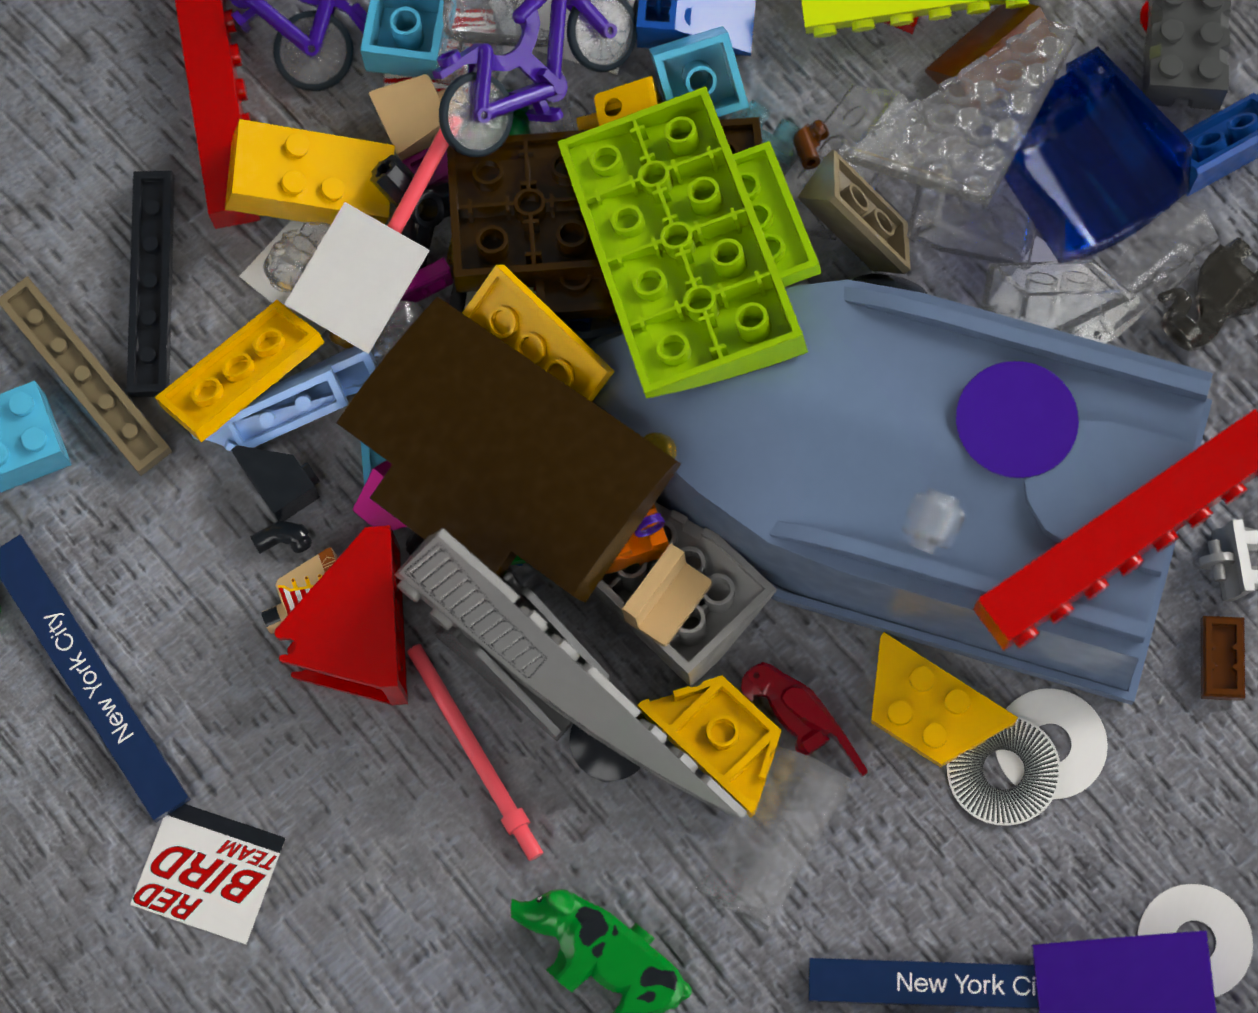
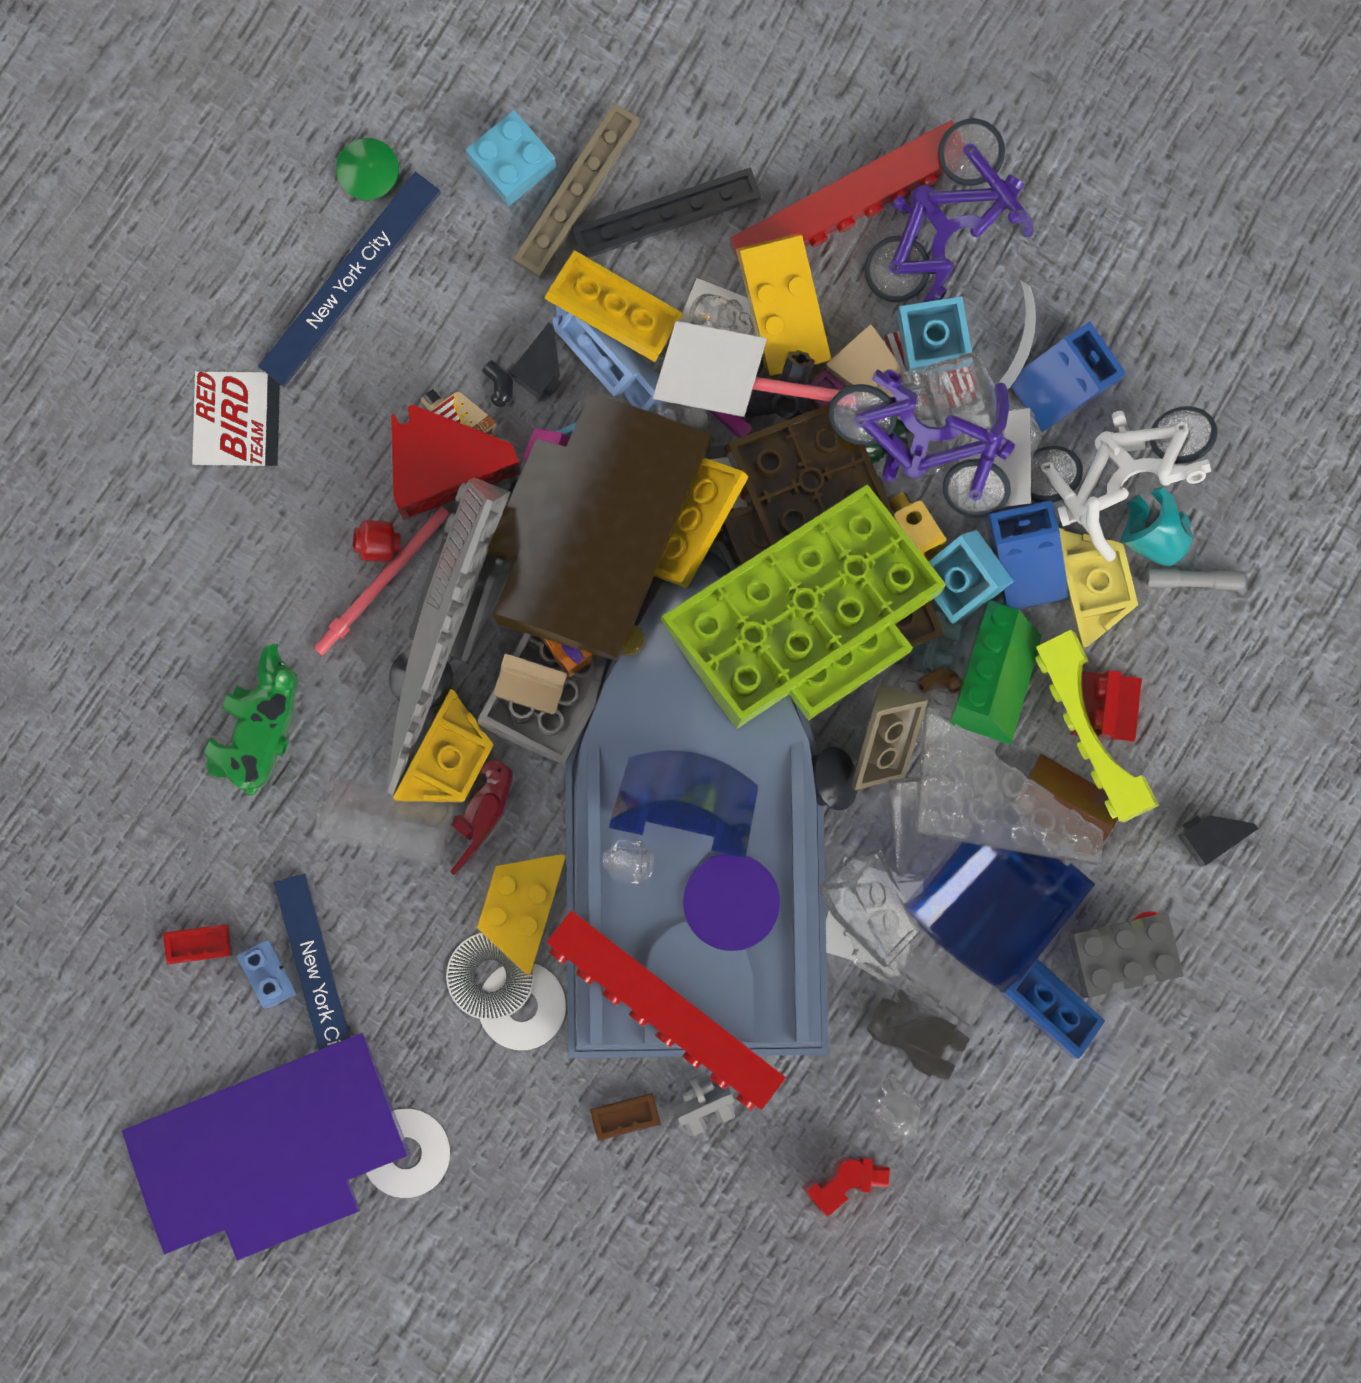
camera: 65 degrees right, 10 degrees up
(423, 740) = (376, 541): none -> red head
(820, 79) = (997, 673): none -> green slope
(865, 431) = (688, 795): none -> clear blue windscreen

